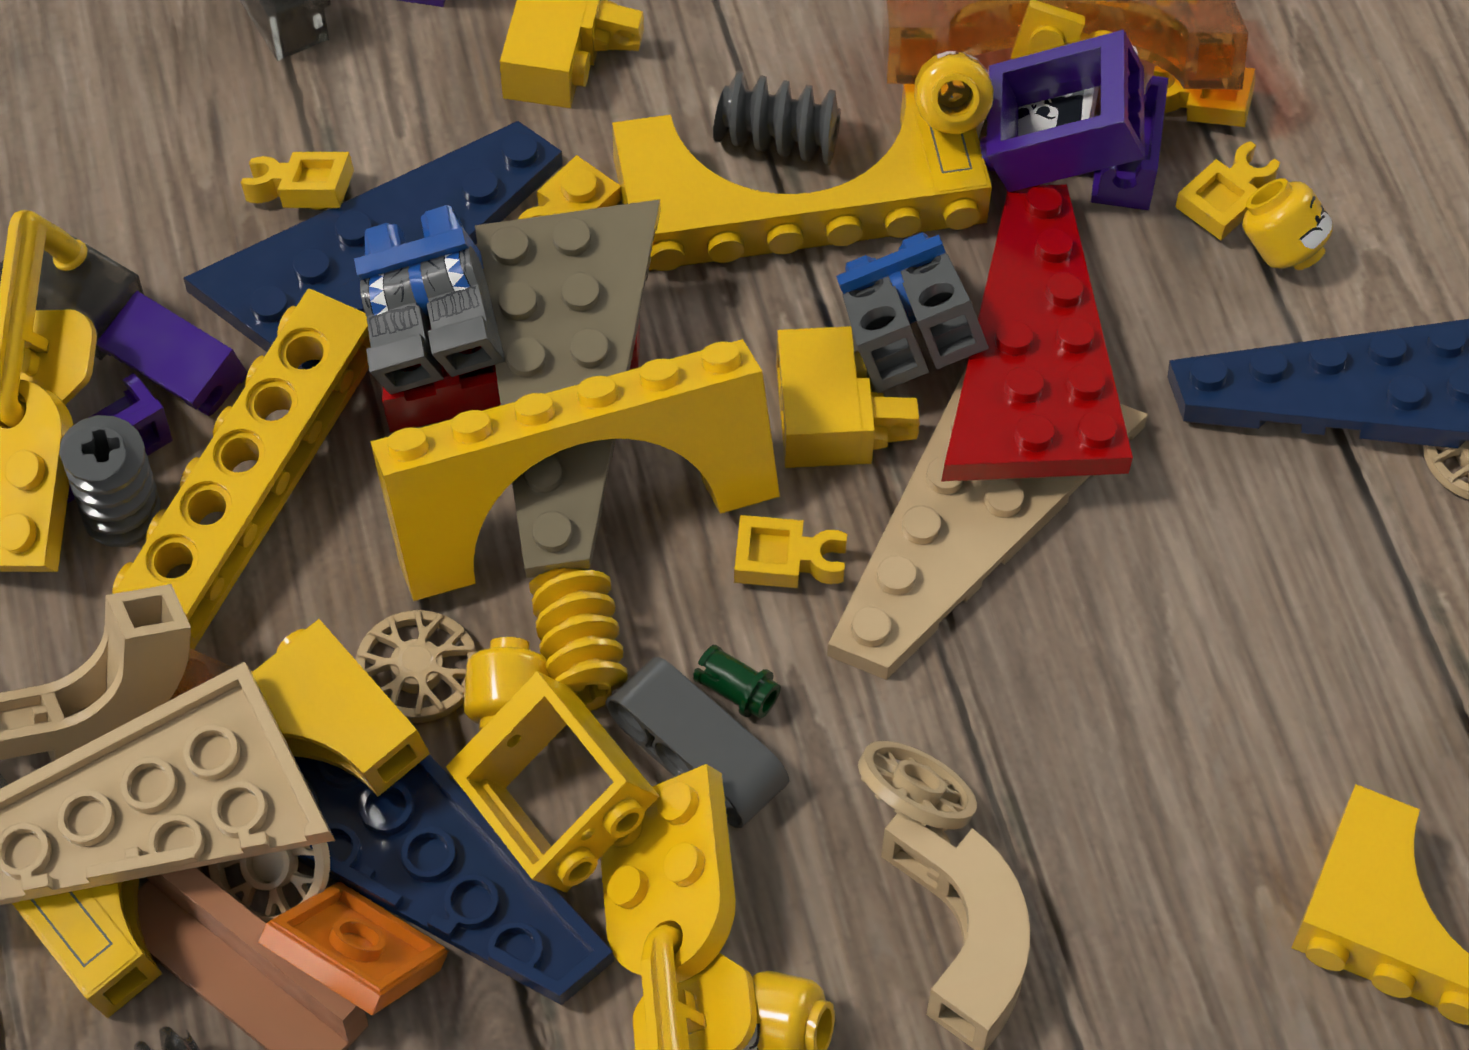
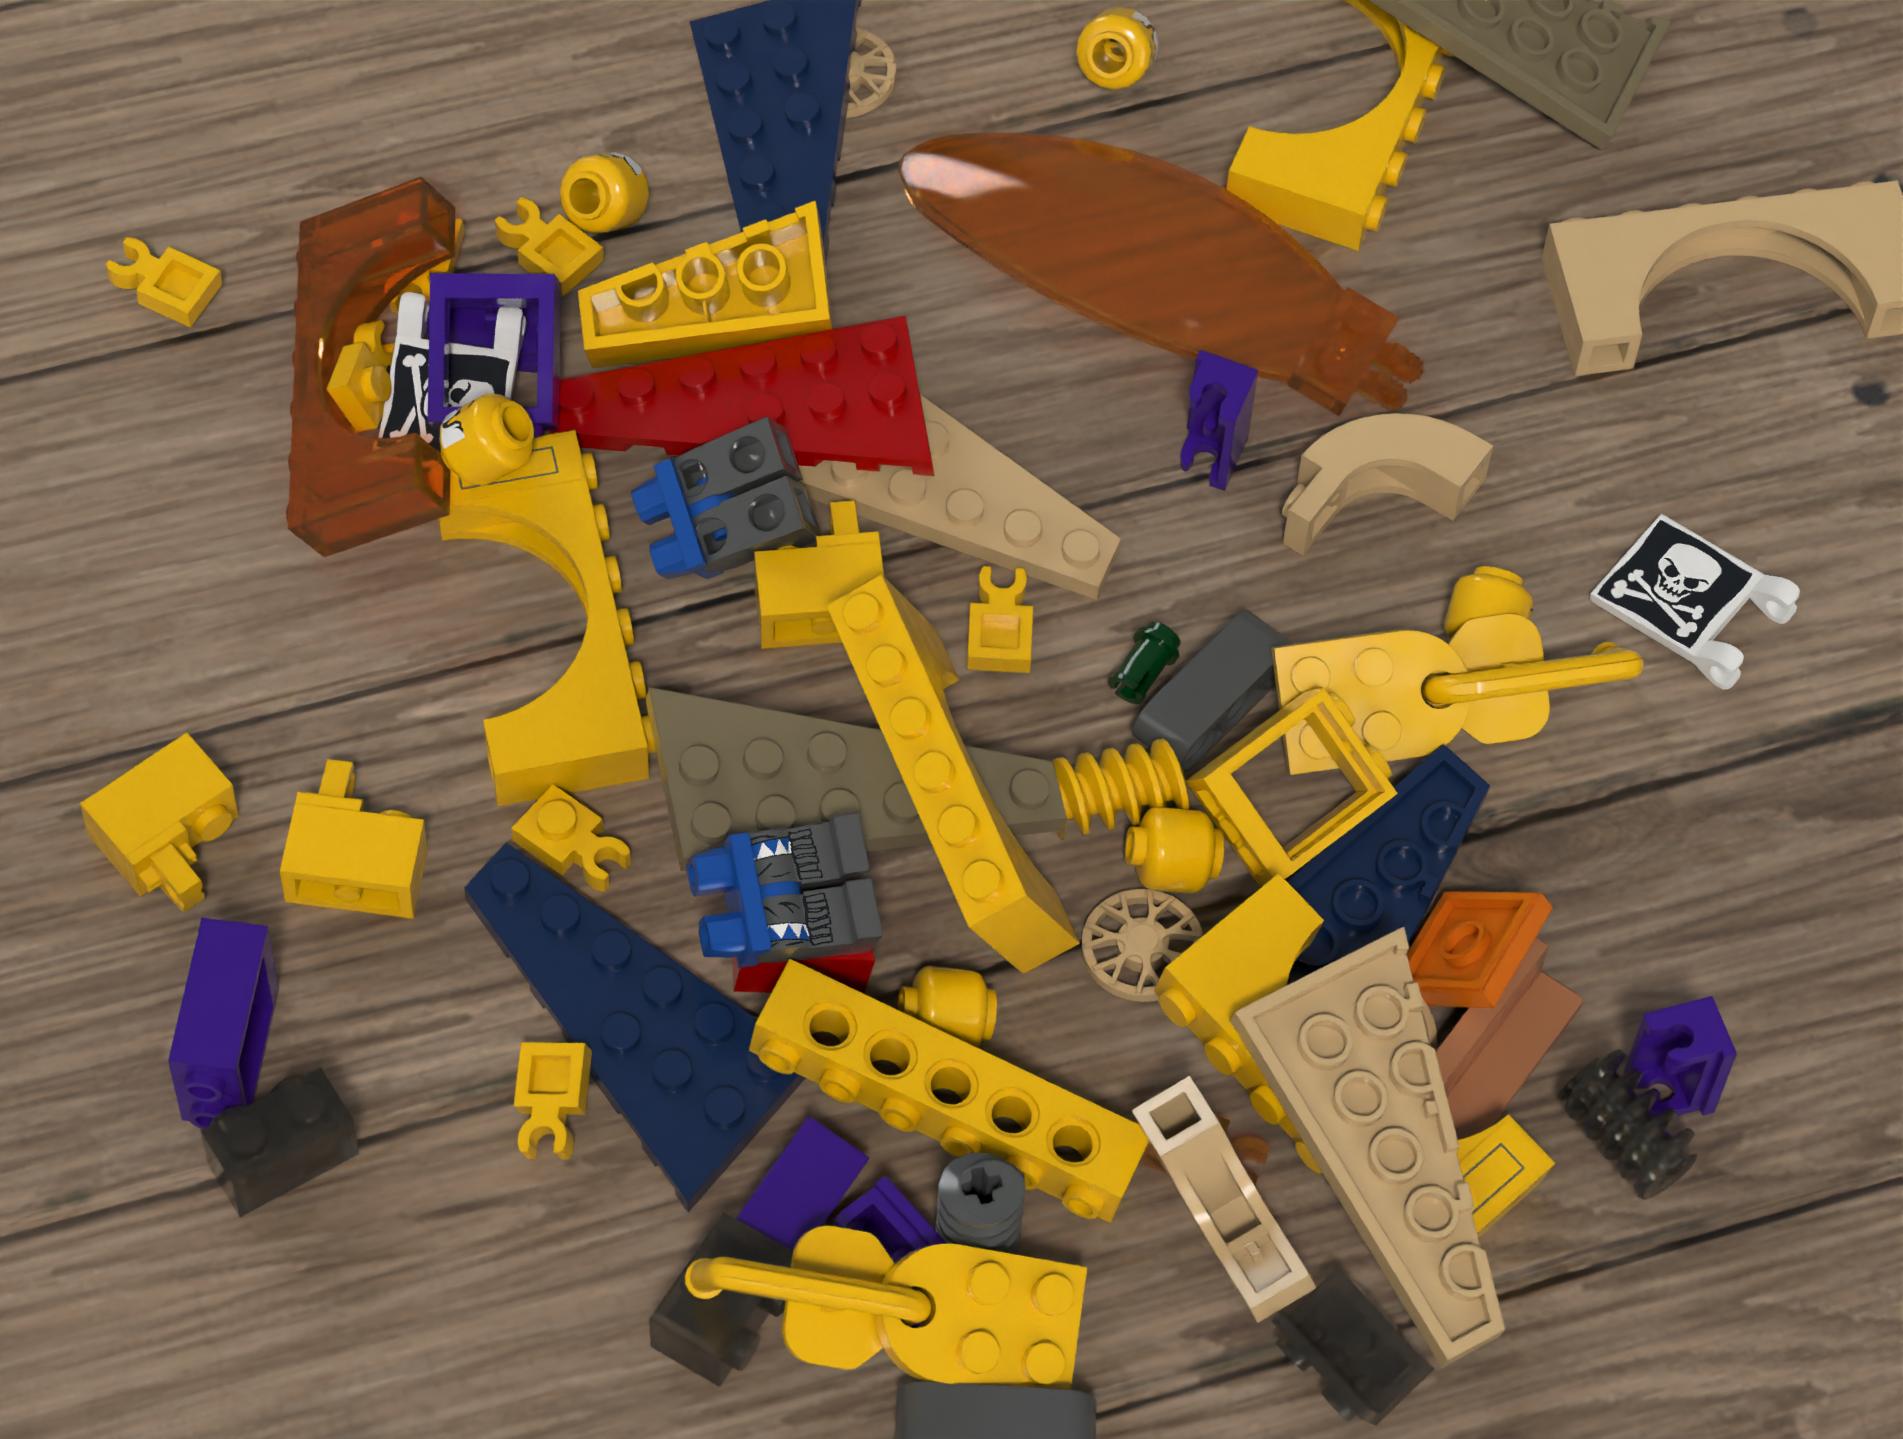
camera: 95 degrees left, 0 degrees up
(344, 483) = (952, 1002): none -> yellow head
(779, 118) = (468, 633): dark grey piece -> none
(917, 785) = (1253, 507): tan wheel -> none
(1015, 757) = (1219, 414): none -> dark purple hinge
(1154, 315) = (713, 296): none -> yellow wedge
(1239, 729) = (1158, 259): none -> clear orange windscreen

